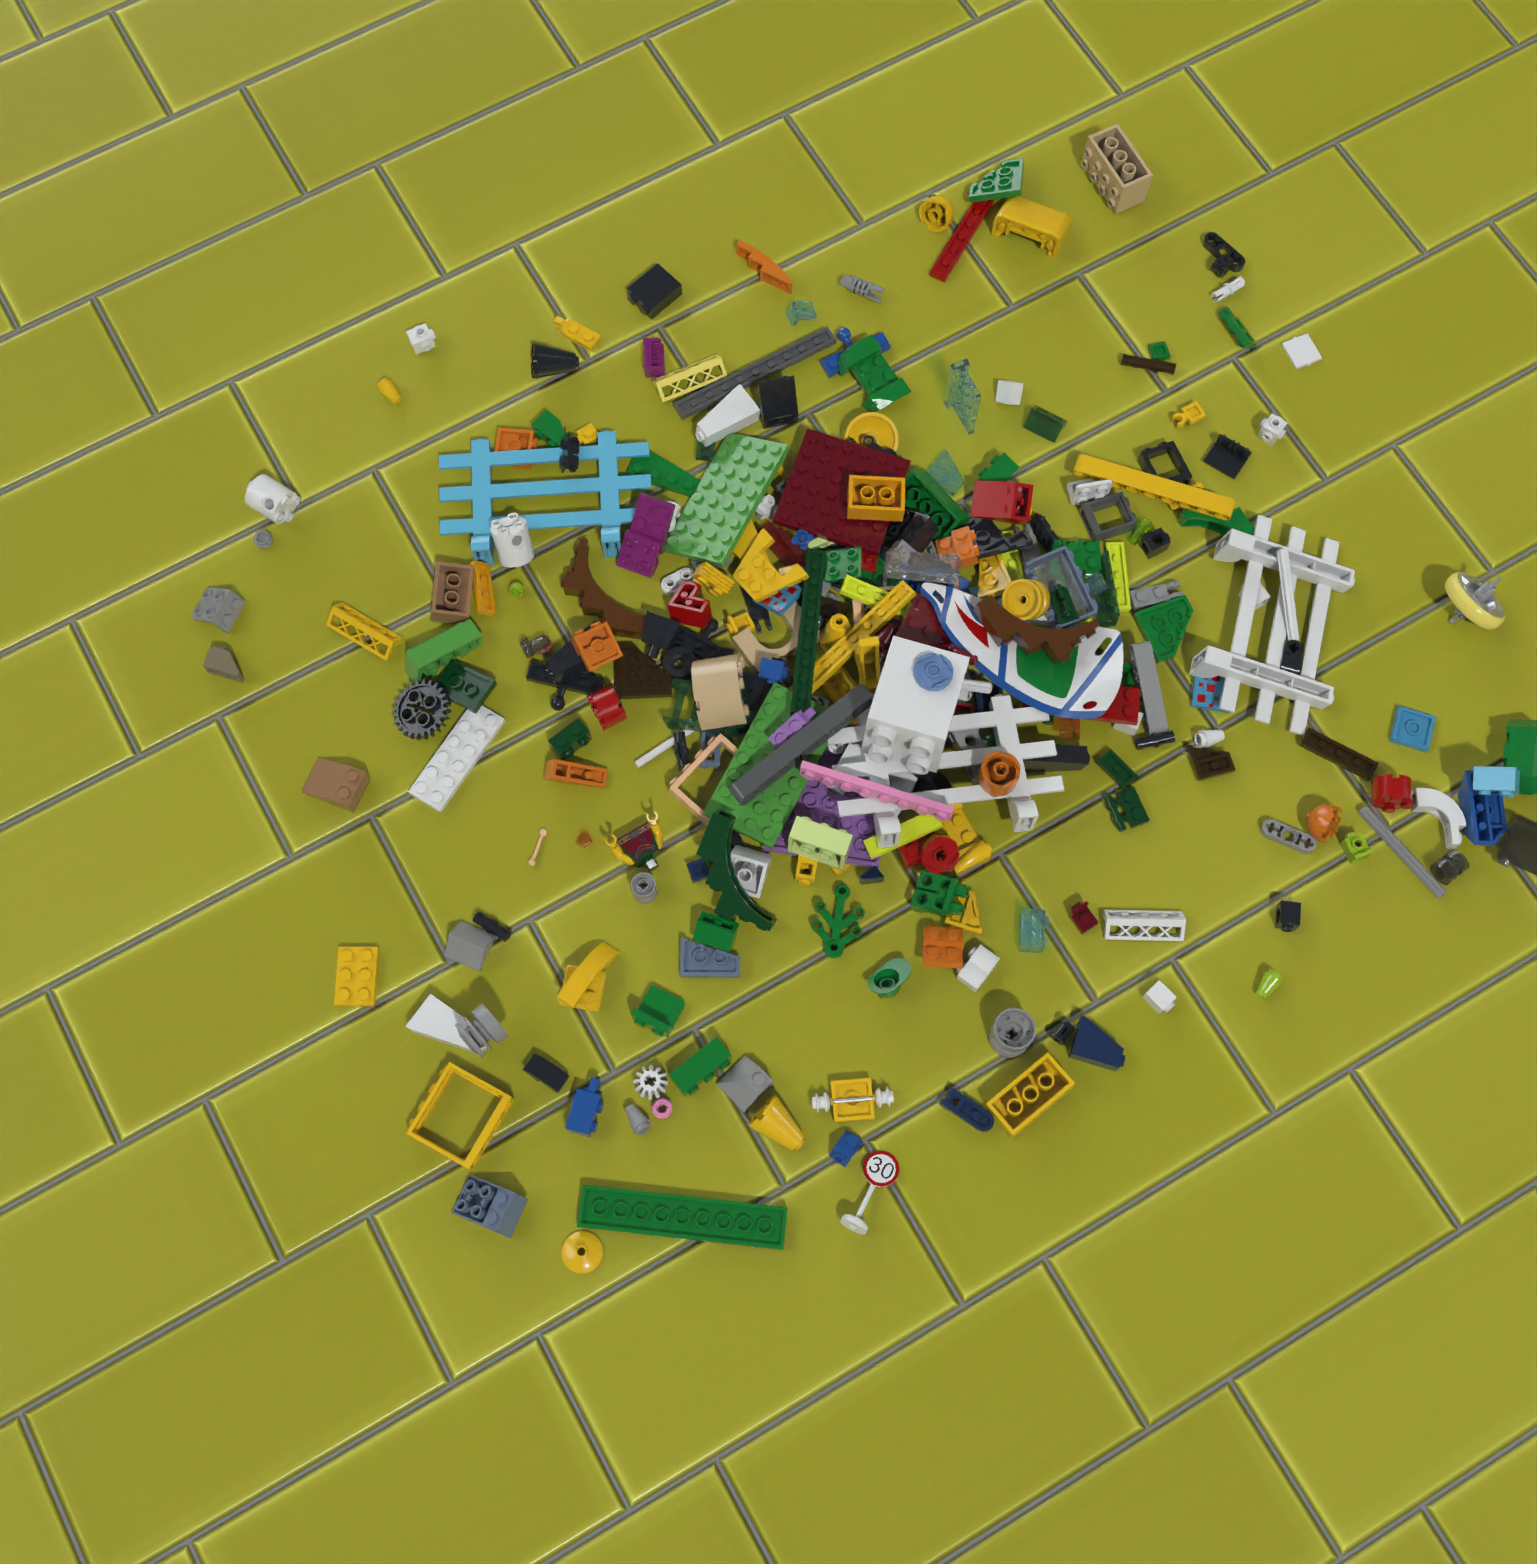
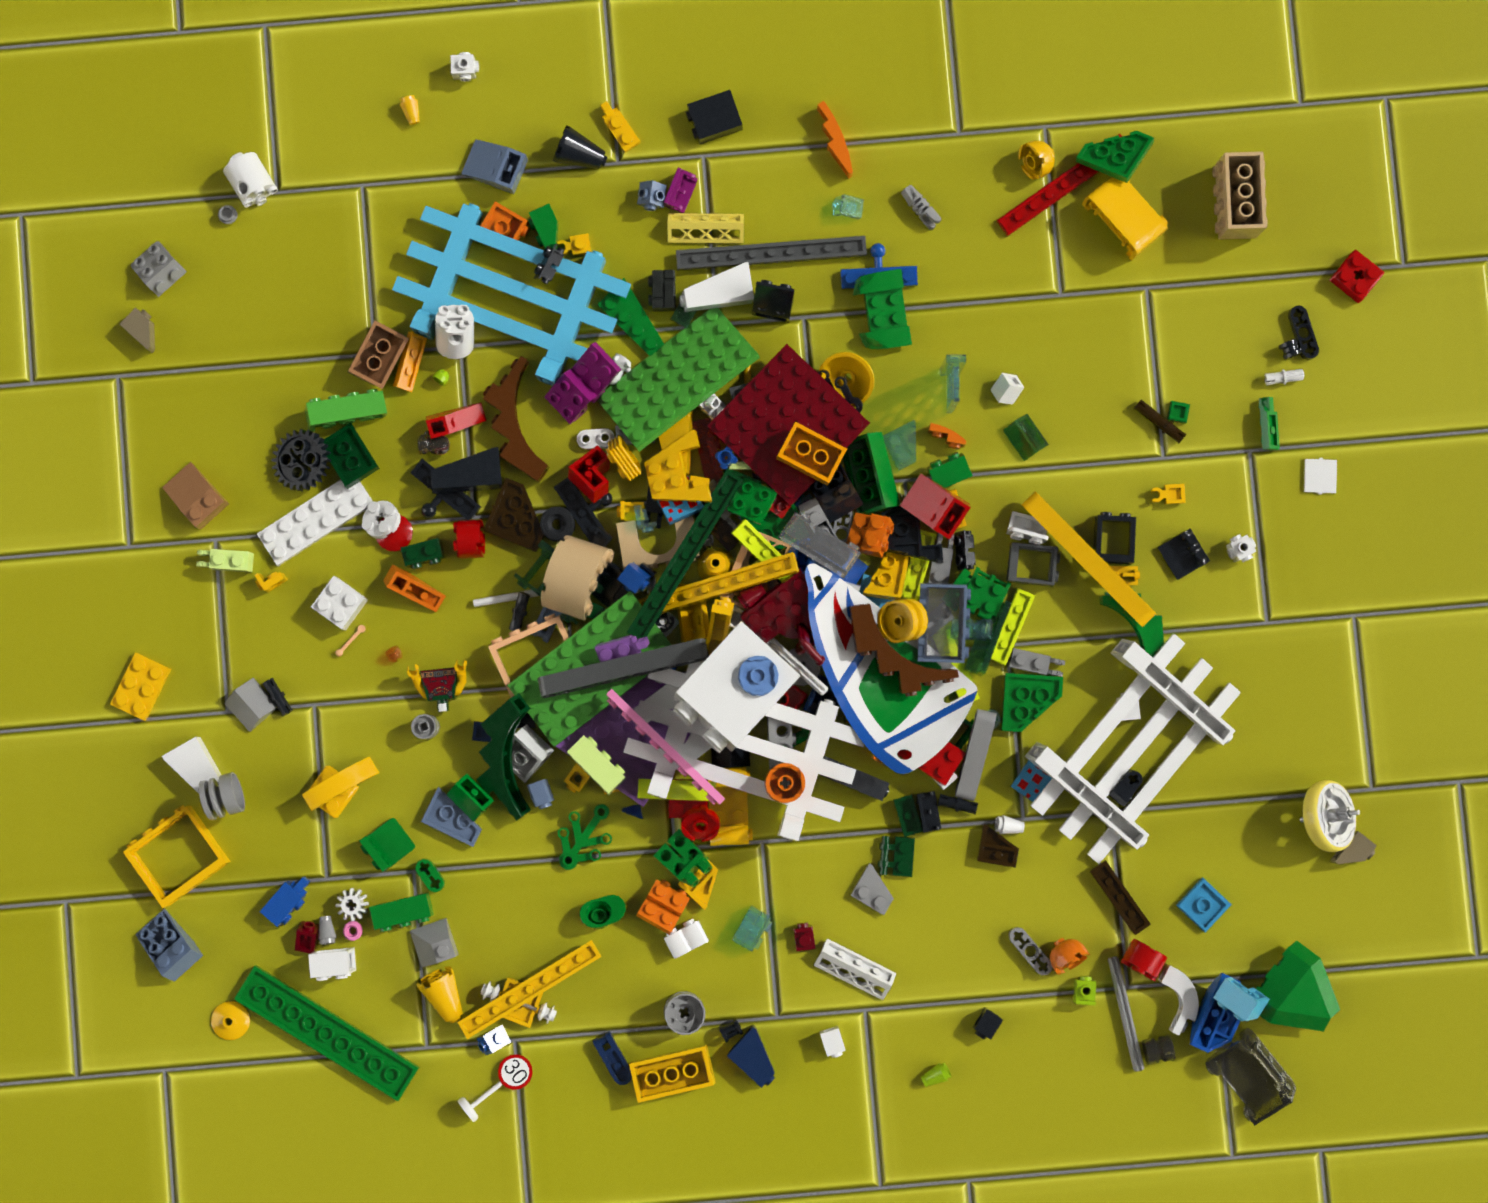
camera: 30 degrees right, 15 degrees up
(365, 624) = (284, 350): yellow fence -> none
(390, 825) = (227, 560): none -> yellowish green hinge
(441, 826) = (274, 580): none -> yellow bracket
(485, 402) = (495, 165): none -> sand blue slope
(511, 722) = (374, 512): none -> white plate
(513, 816) = (339, 603): none -> white piece
(534, 736) = (399, 538): none -> red dish
(545, 617) = (455, 420): none -> slope
(546, 1072) = (266, 852): black slope -> none
(596, 645) = (483, 478): orange plate -> none
(621, 1134) = (306, 937): none -> dark red bracket
(631, 369) = (651, 195): none -> sand blue brick
(658, 1143) = (332, 962): none -> white piece
(660, 633) = (550, 488): black torso -> none
(678, 438) = (663, 290): none -> pearl dark grey brick
(714, 1018) = (433, 872): none -> green beam
(752, 622) = (641, 517): none -> clear light blue bracket
(780, 896) = (541, 794): none -> sand blue brick
(857, 1080) = (529, 989): none -> yellow plate
(985, 448) = (953, 439): none -> orange slope
(1063, 604) = (936, 640): dark green hinge -> none
(1121, 849) = (872, 891): none -> light grey wing
(1132, 757) = (928, 811): none -> black hinge
(1141, 528) = (1057, 592): clear neon green cone -> none
(1152, 549) = (1056, 616): black brick -> none
(1241, 193) = (1345, 274): none -> red brick
(1288, 594) = (1155, 727): white axle -> none
(1514, 622) = (1358, 850): none -> dark tan slope

